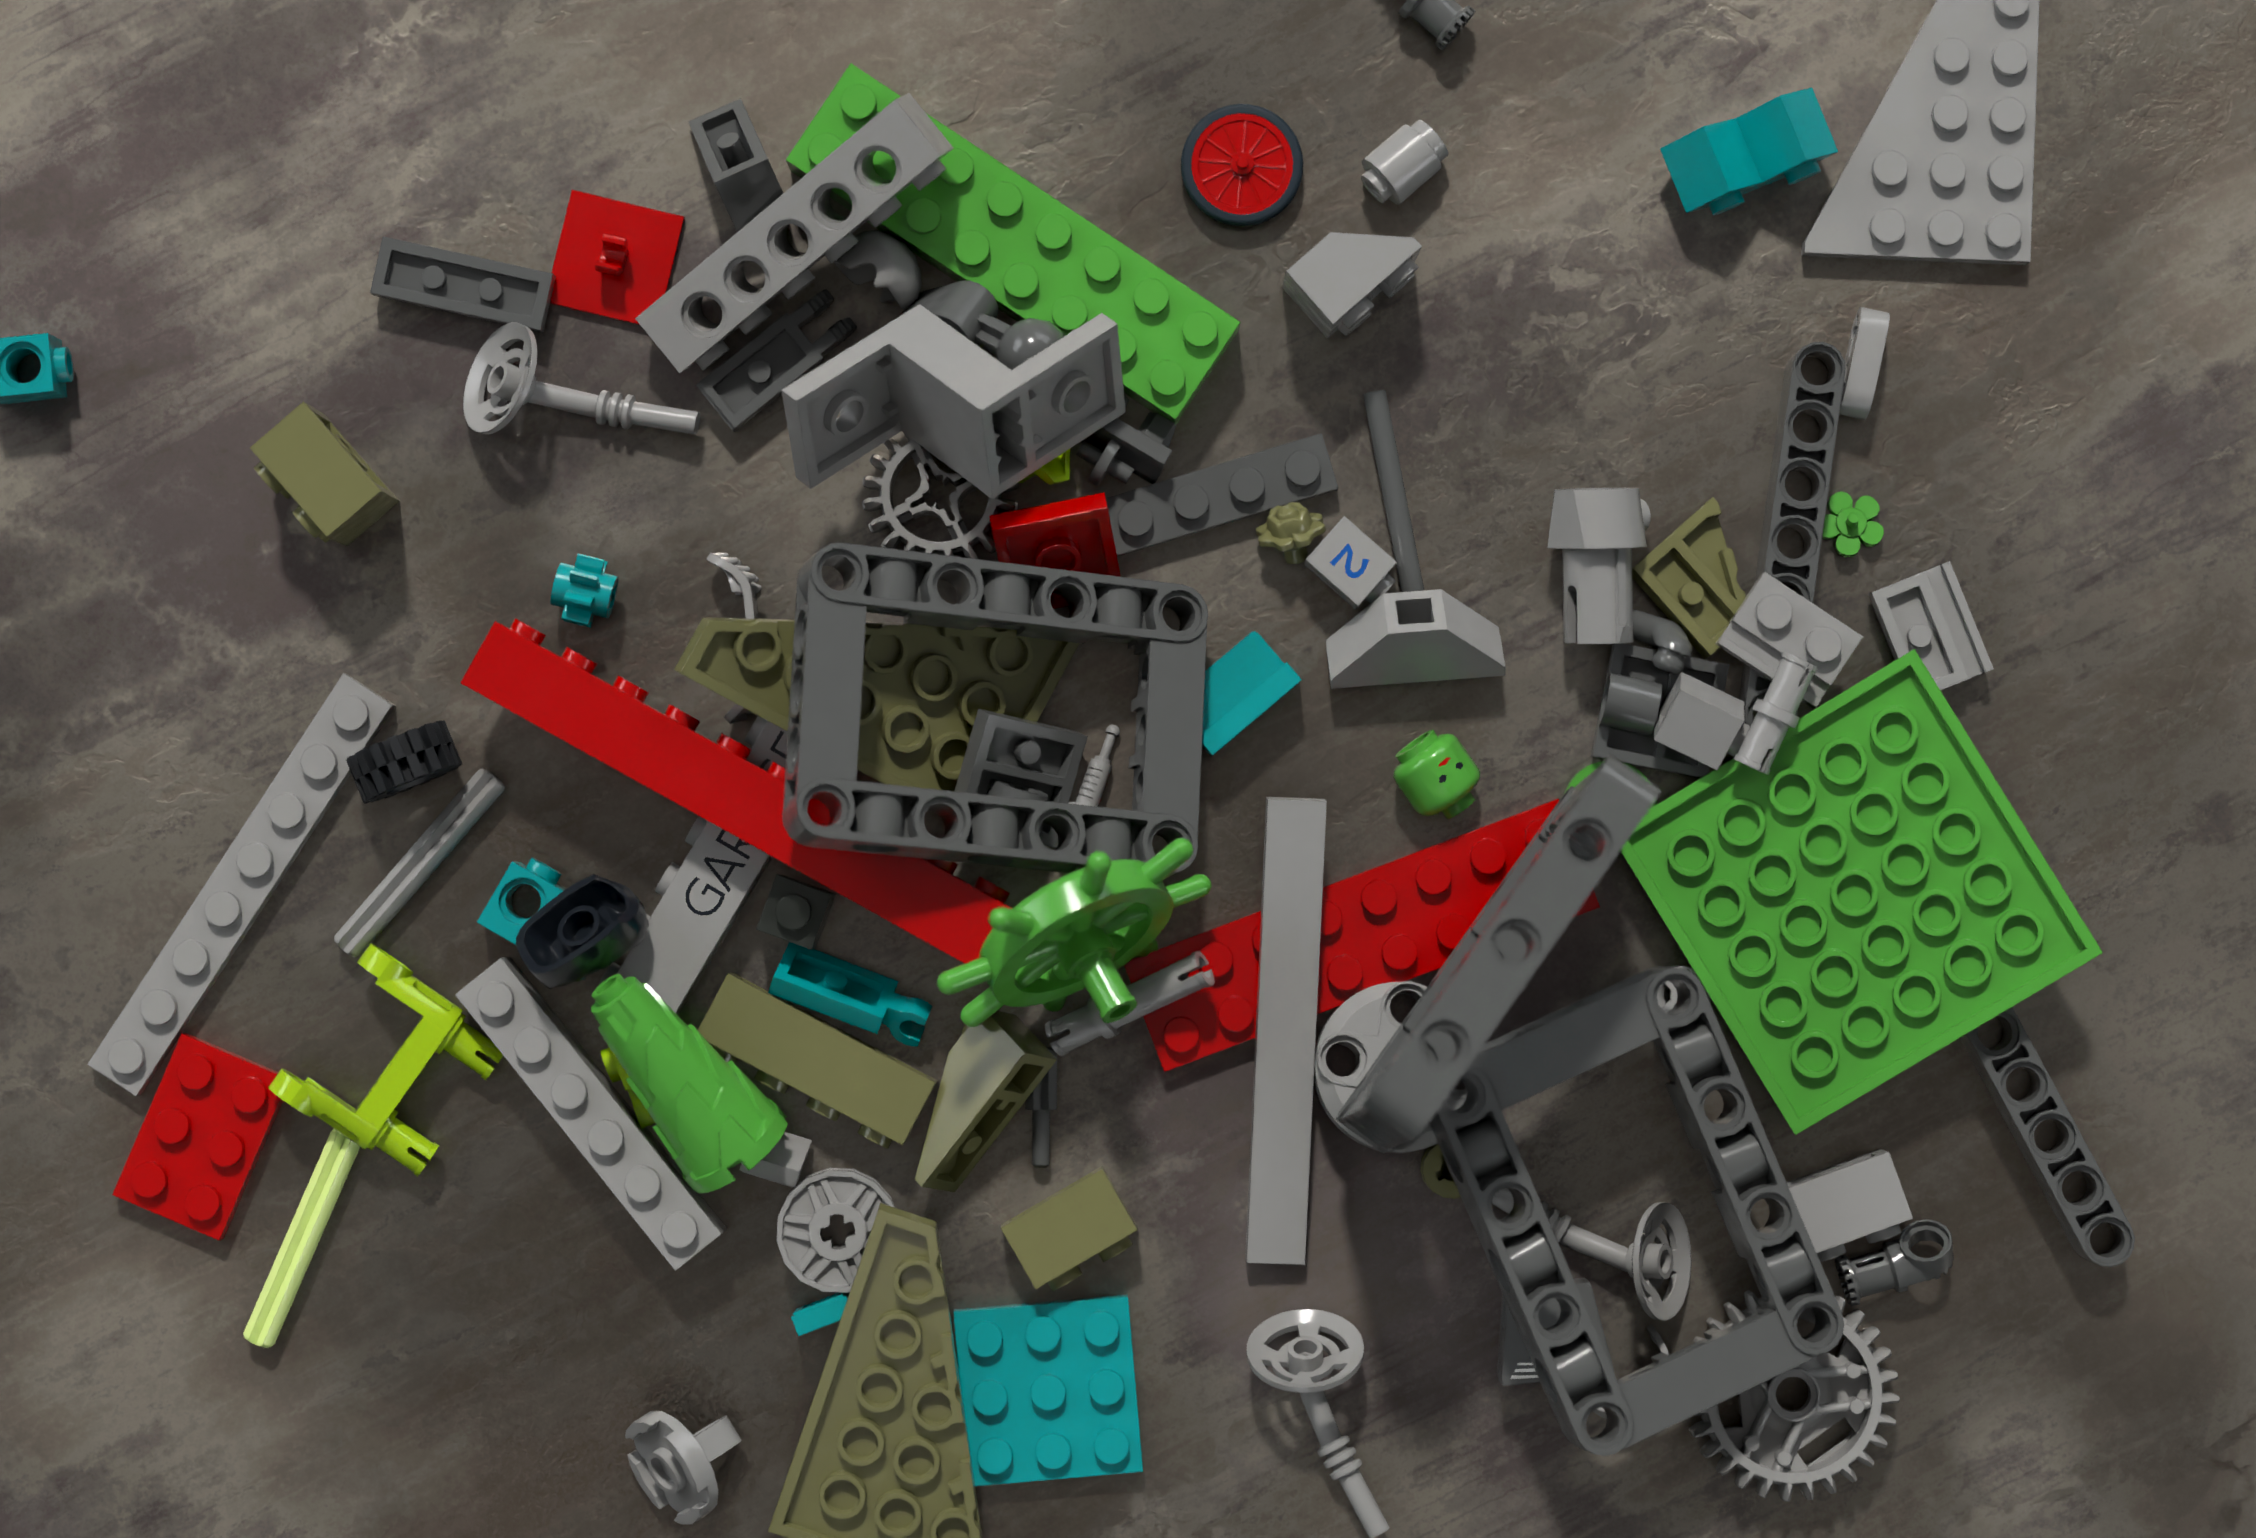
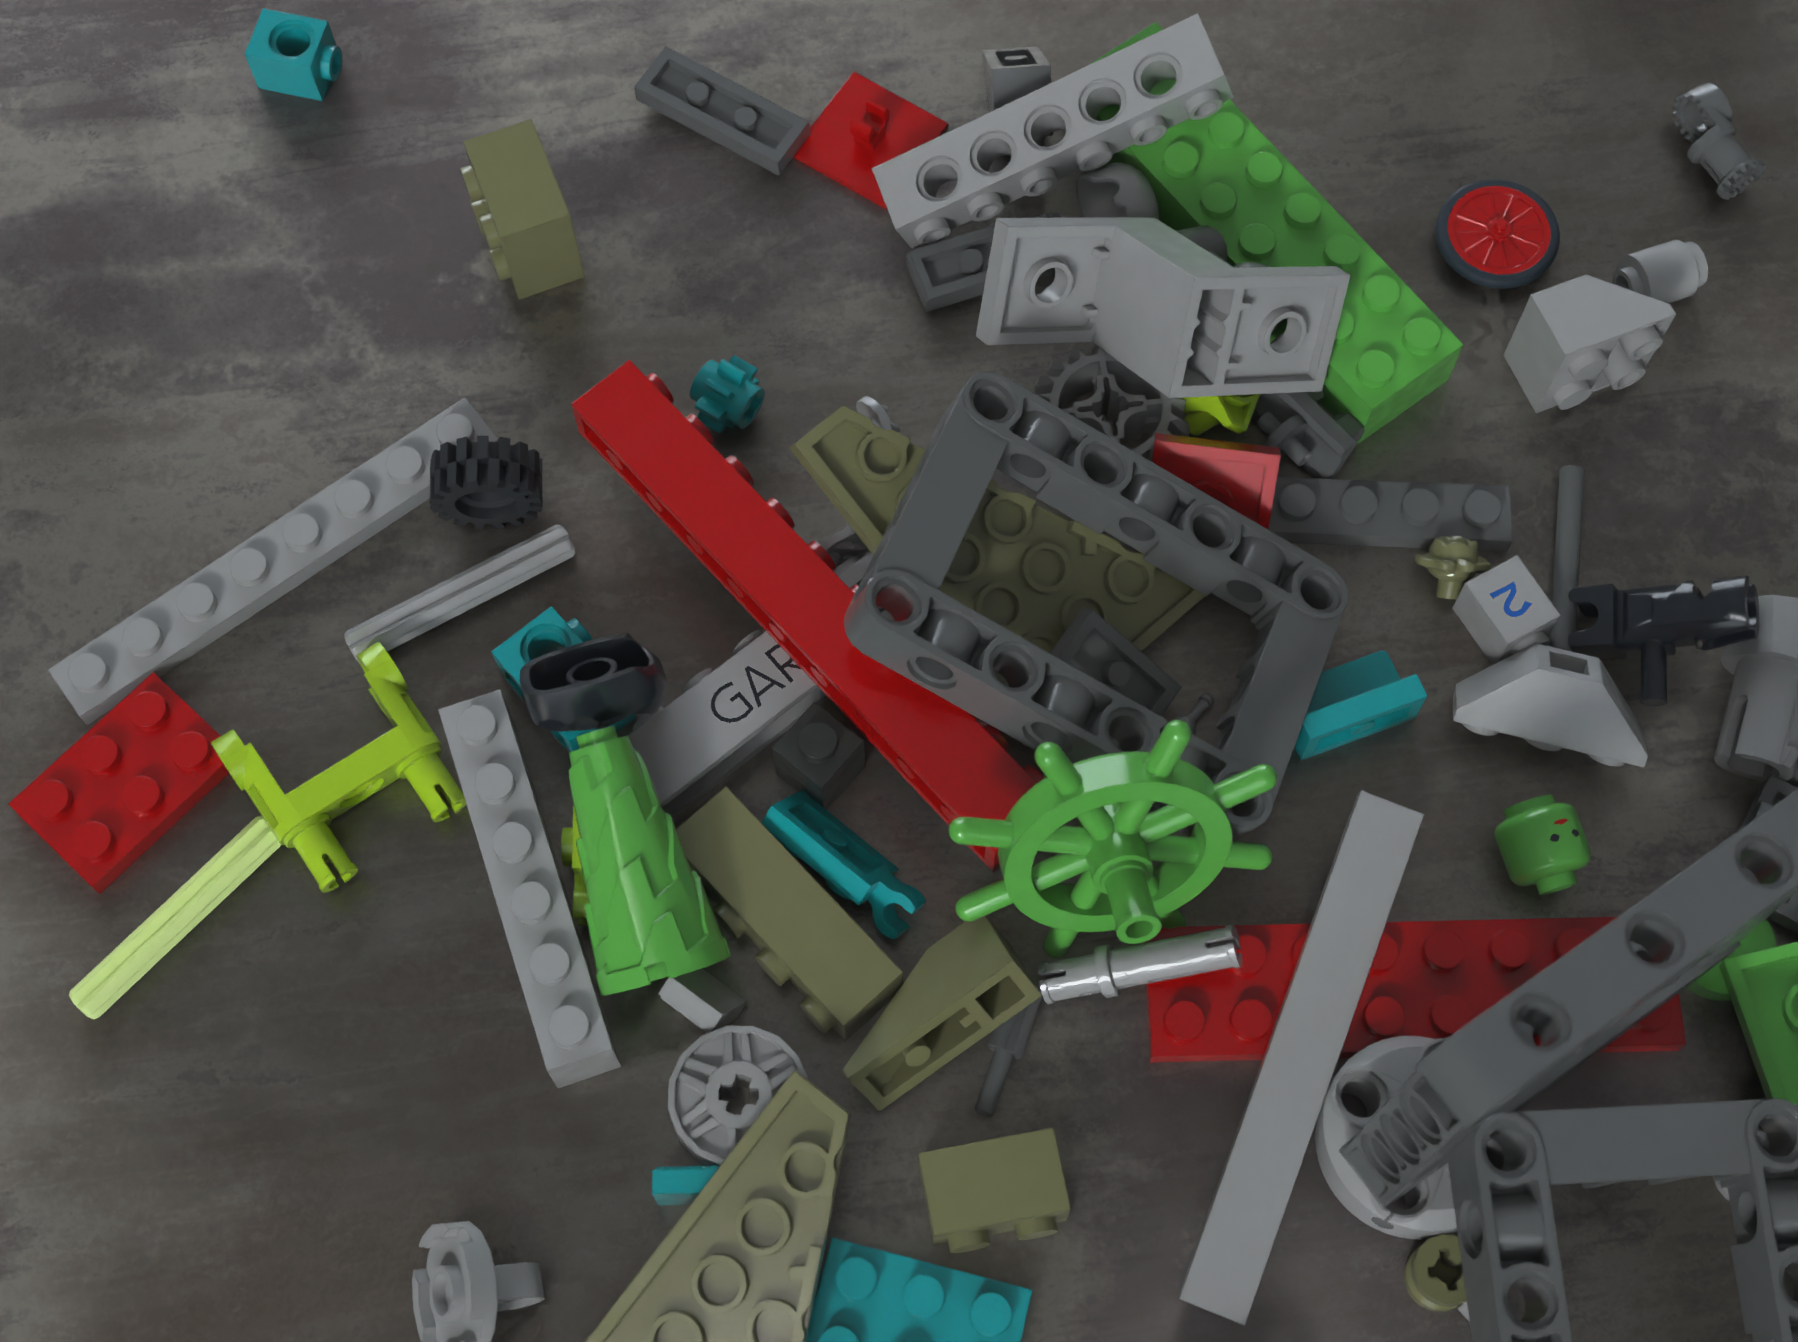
camera: 25 degrees right, 20 degrees down
(519, 386) = (733, 196): light grey dish -> none
(1488, 536) = (1661, 620): none -> black piece

